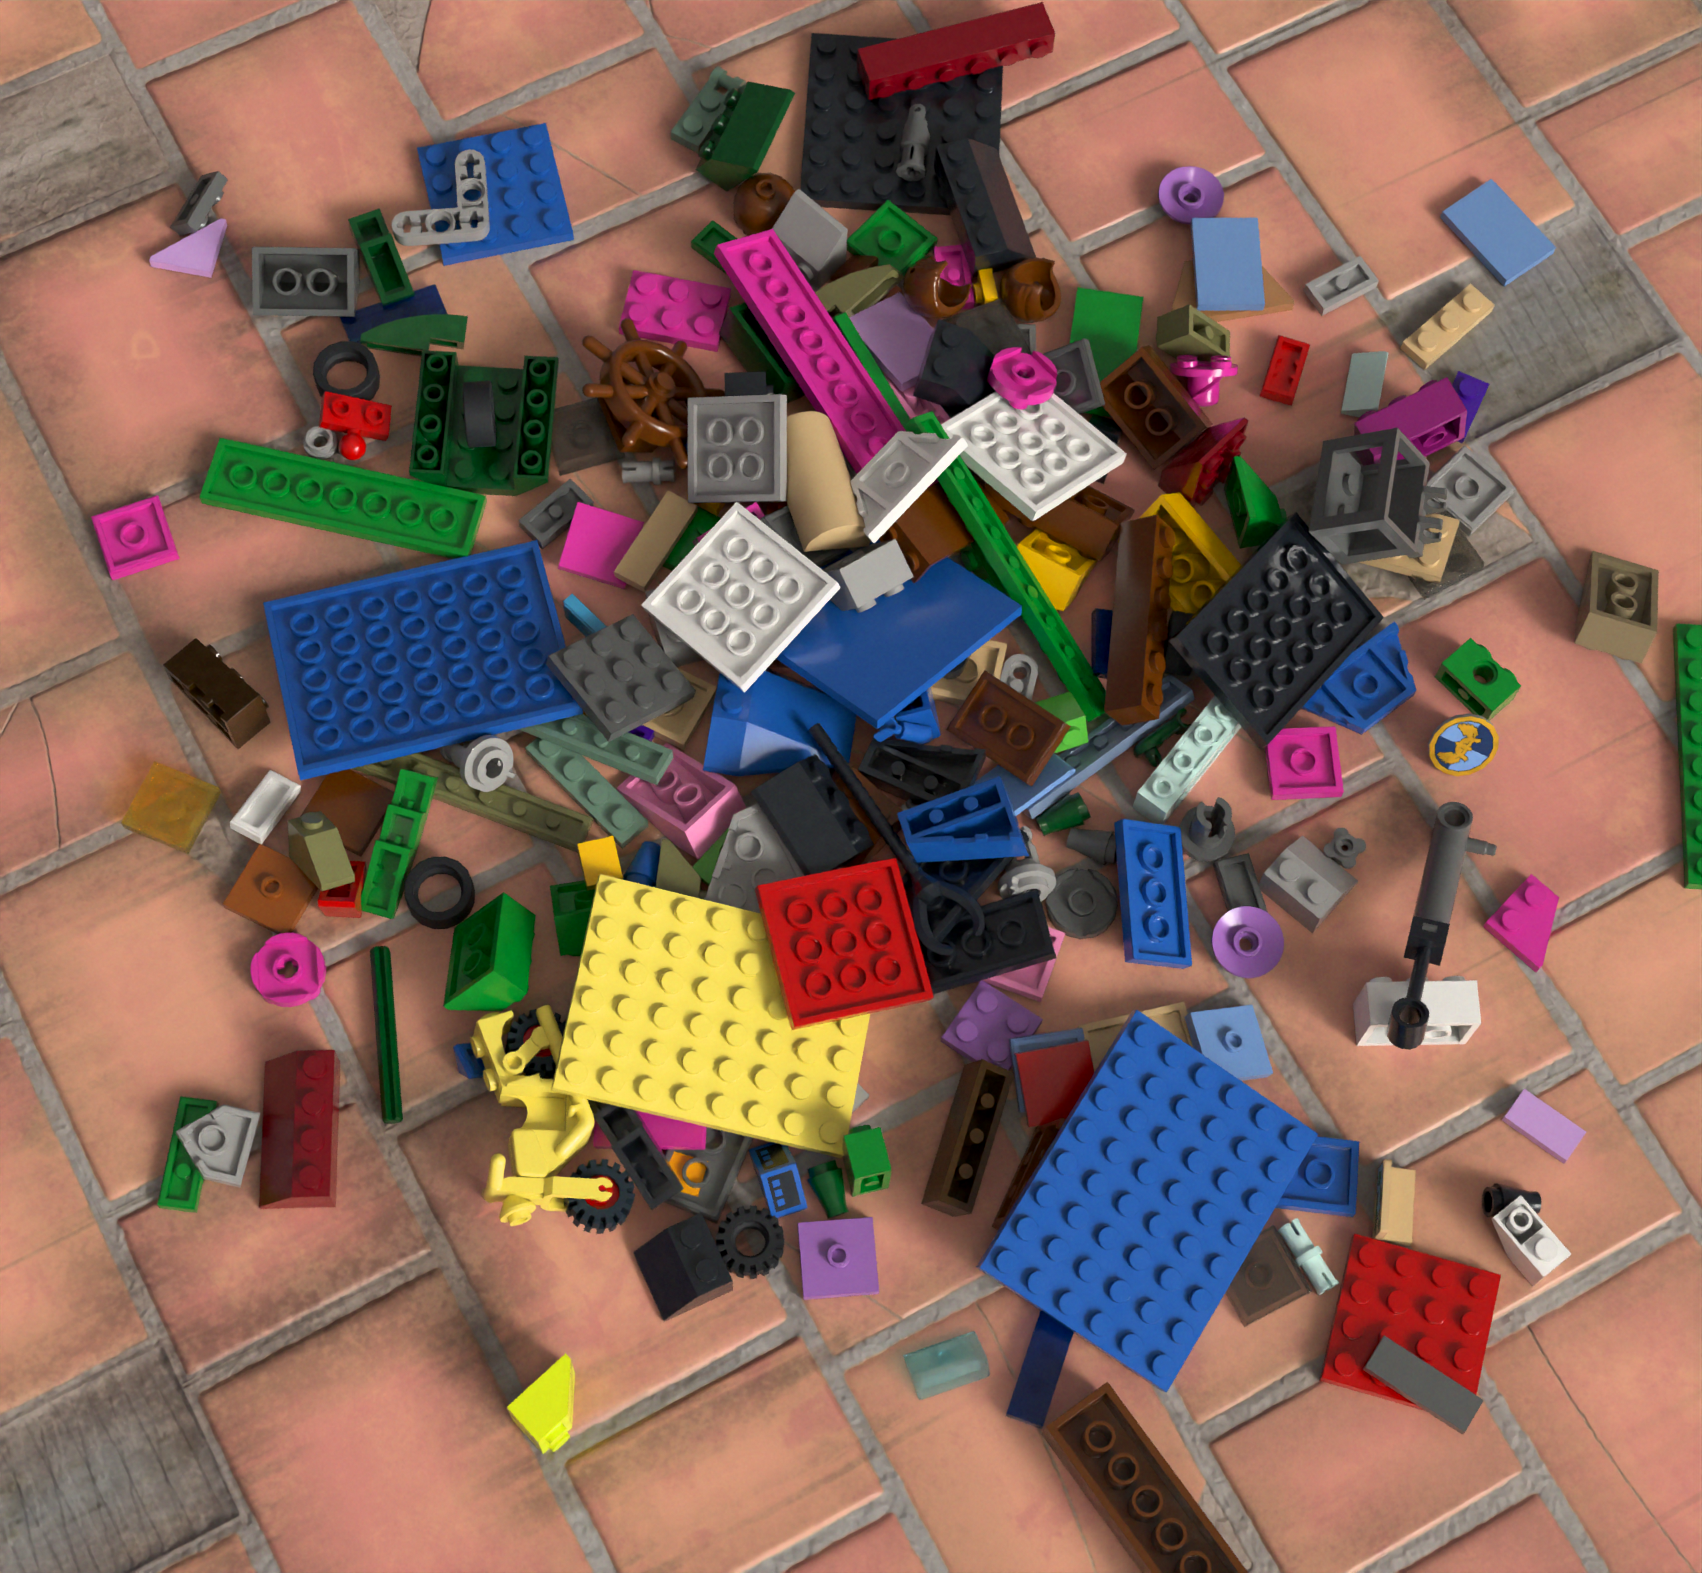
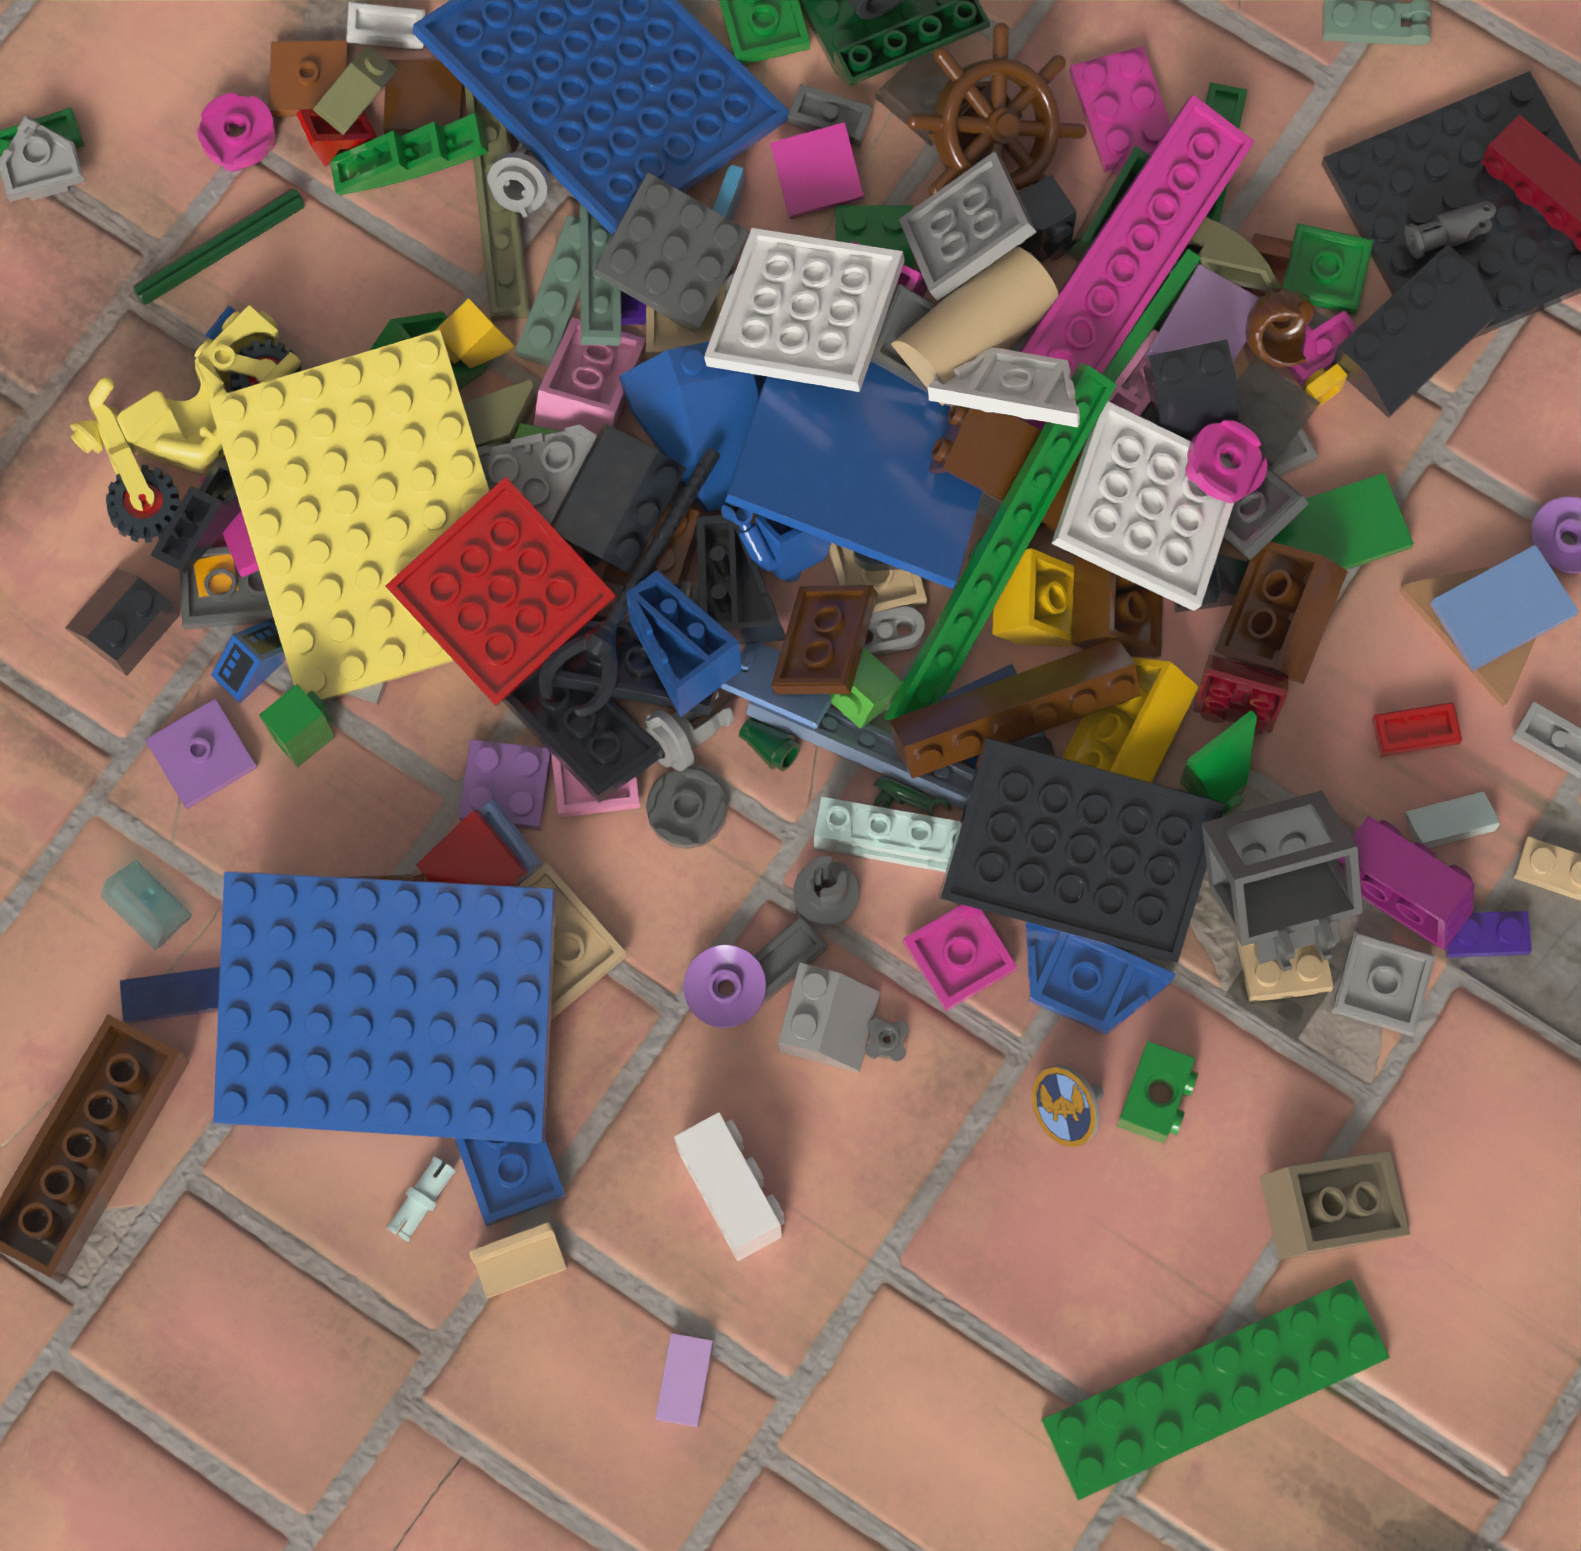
camera: 70 degrees right, 5 degrees up
(300, 1130) = (90, 226): dark red slope -> none
(431, 867) = (378, 190): black tyre -> none
(491, 957) = (328, 291): green slope -> none
(644, 865) = (492, 379): blue cone -> none
(649, 471) = (922, 169): light grey pin -> none
(656, 541) = (846, 215): tan tile -> none
(743, 133) = (1356, 59): dark green slope -> none
(750, 1219) = (170, 642): black tyre -> none
(761, 202) = (1294, 131): reddish brown cylinder -> none
(812, 238) = (1269, 186): light grey slope -> none
(828, 1186) = (250, 722): dark green cone -> none
(869, 574) = (899, 416): light grey slope -> none
(968, 1138) = (371, 810): dark brown brick -> none
(1031, 290) = (1346, 418): reddish brown piece -> none
(1095, 844) = (754, 791): dark grey cone -> none
(1152, 894) = (723, 866): blue plate -> none
(1191, 333) = (1398, 617): olive slope -> none
(1204, 376) = (1353, 646): dark pink plate -> none
(1231, 1040) = (603, 1018): medium blue plate -> none
(1266, 1279) = (378, 1167): clear smoke plate -> none
(1417, 1301) = (398, 1336): red plate -> none
(1423, 1385) = (333, 1368): dark grey tile -> none
(1433, 916) = (811, 1153): piece -> none
(1500, 1196) = (578, 1377): black cone -> none
(1526, 921) = (907, 1264): dark pink wing -> none
(1528, 1241) = (541, 1411): white slope -> none

